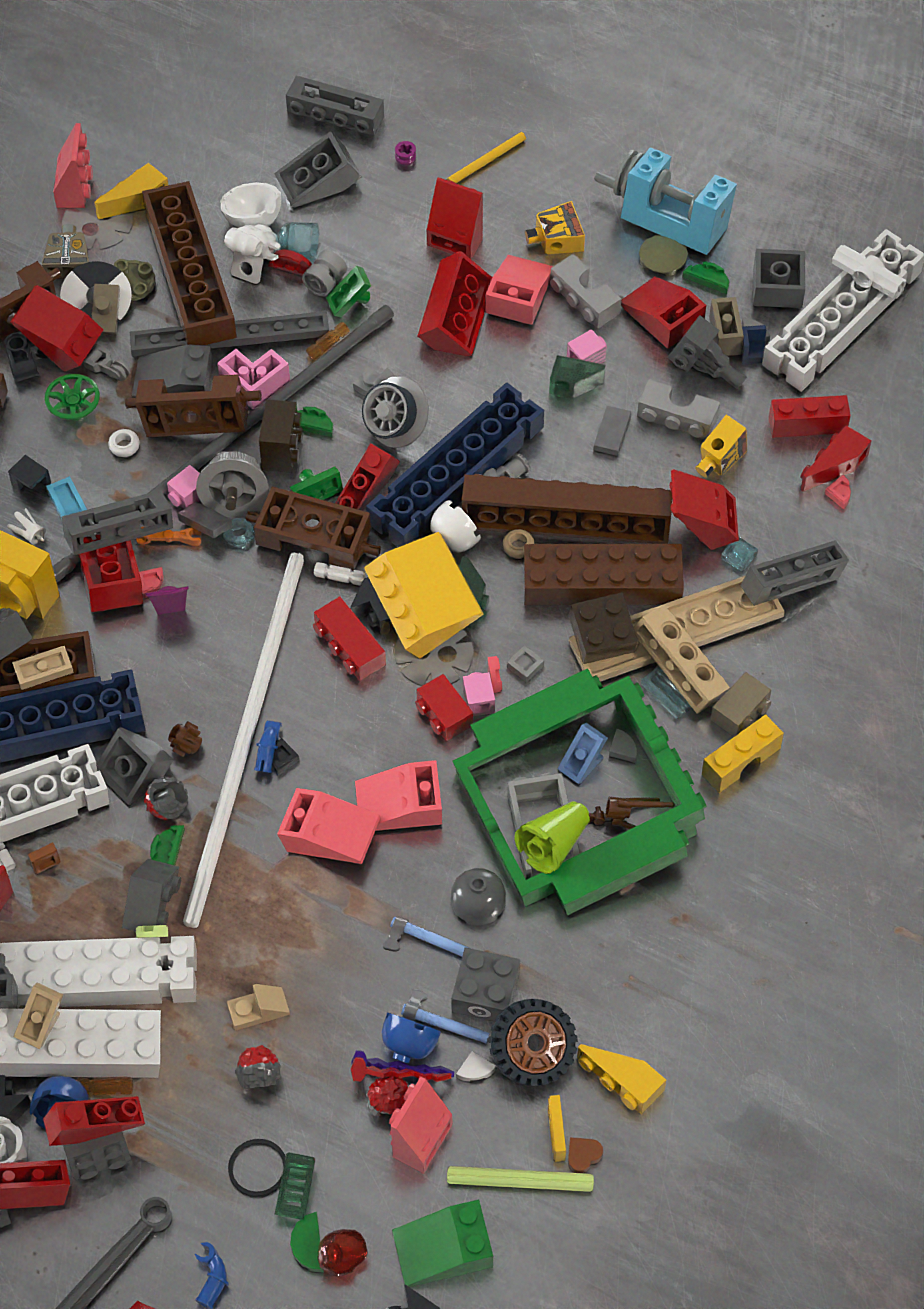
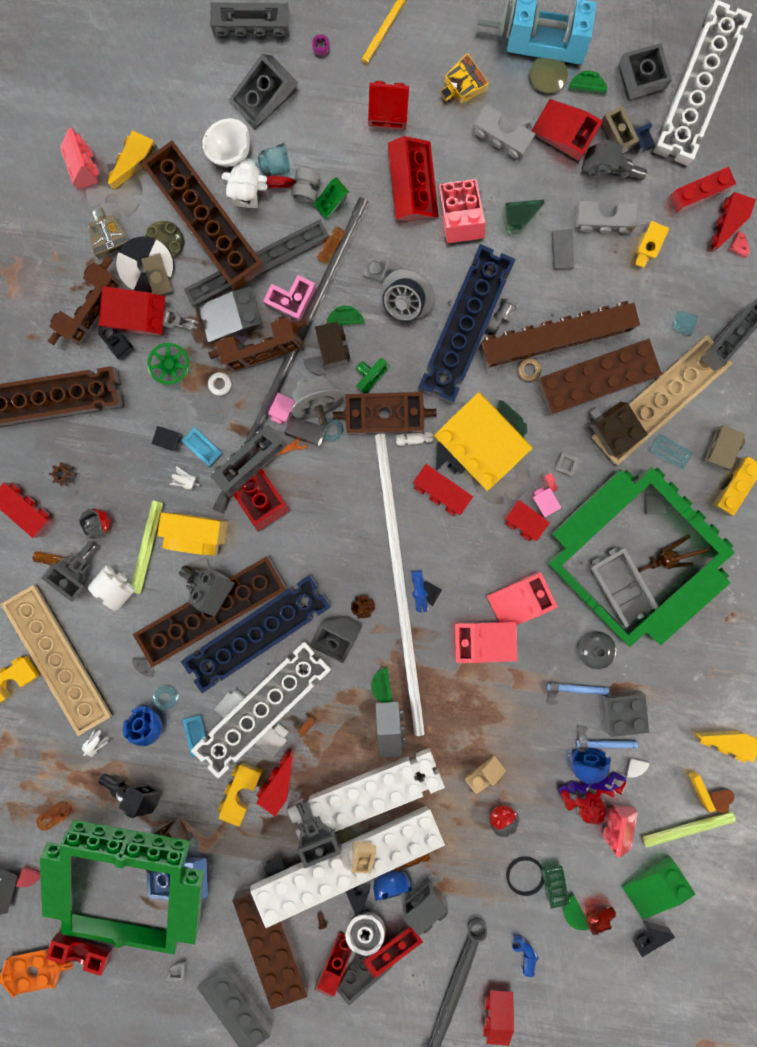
camera: 20 degrees left, 30 degrees up
(42, 667) = (250, 600): tan plate -> none
(91, 1119) = (426, 911): red slope -> none
(151, 580) = (286, 489): coral tile -> none
(152, 931) = (403, 759): yellowish green tile -> none
(166, 798) = (369, 656): dark grey piece -> none
(169, 599) = (309, 507): magenta piece -> none
(368, 478) = (405, 358): red slope -> none
(454, 527) = (483, 380): white cylinder -> none
(501, 354) = (462, 211): none -> coral slope
(511, 1046) = (671, 746): wheel -> none
(518, 289) = (454, 146): coral slope -> none
(552, 836) = (641, 603): lime cone -> none
(583, 753) = (631, 524): medium blue slope -> none
(587, 348) = (523, 186): bright pink brick -> none
(680, 659) = (677, 432): tan brick -> none
(704, 509) = (657, 304): red slope -> none
(868, 271) = (718, 49): white piece -> none

